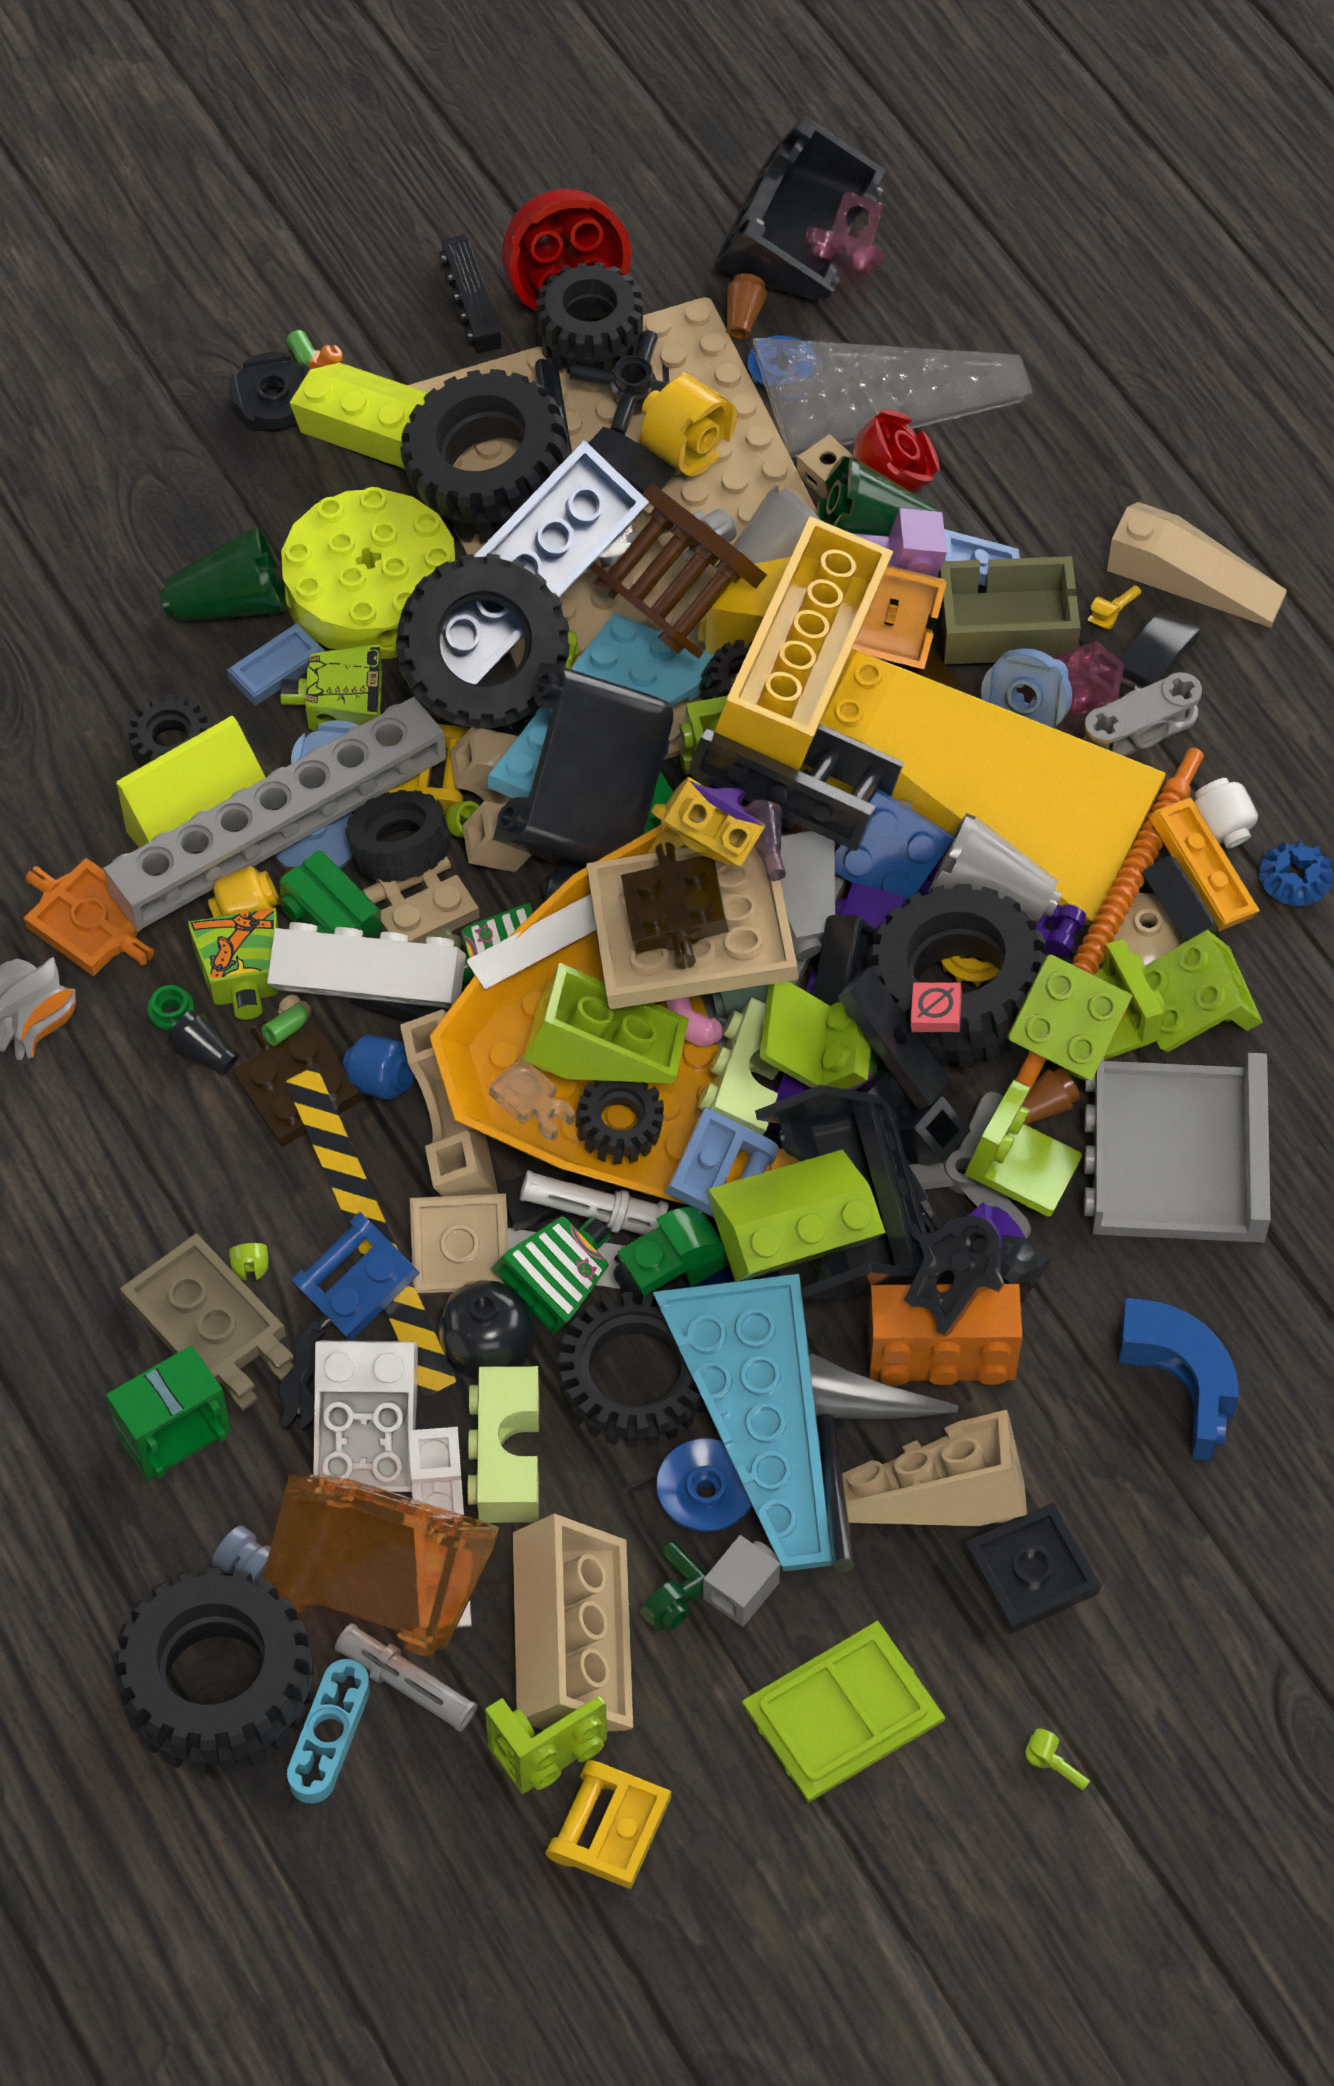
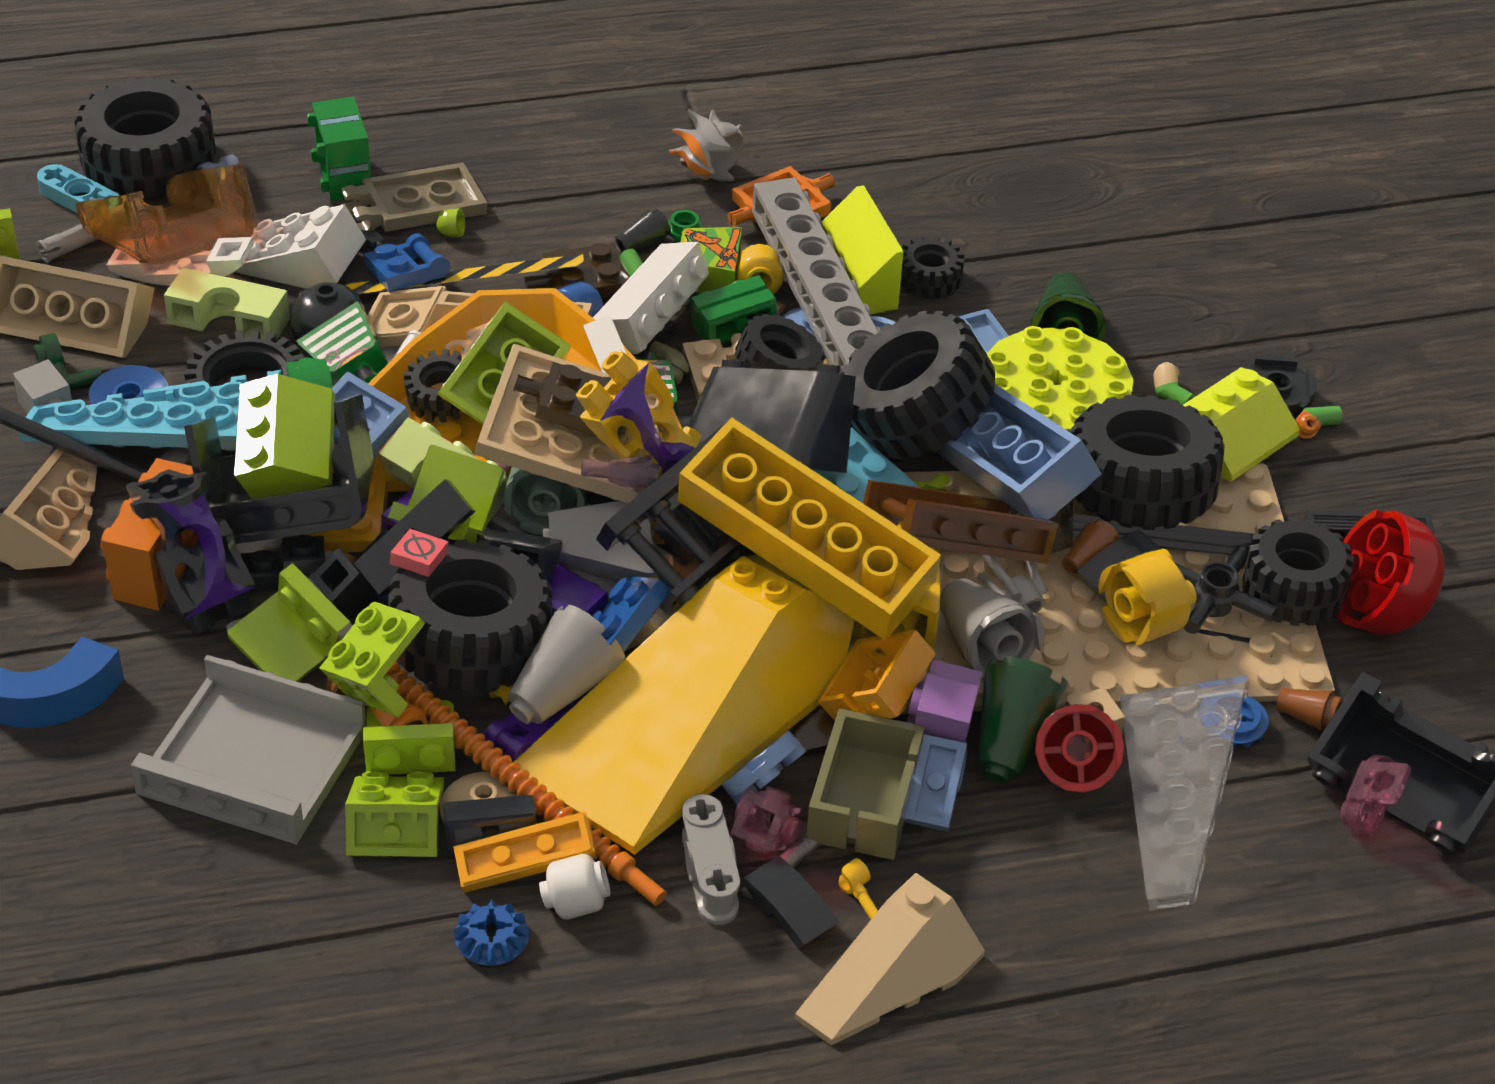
camera: 105 degrees right, 15 degrees down
(301, 487) = (1167, 384): none -> arm

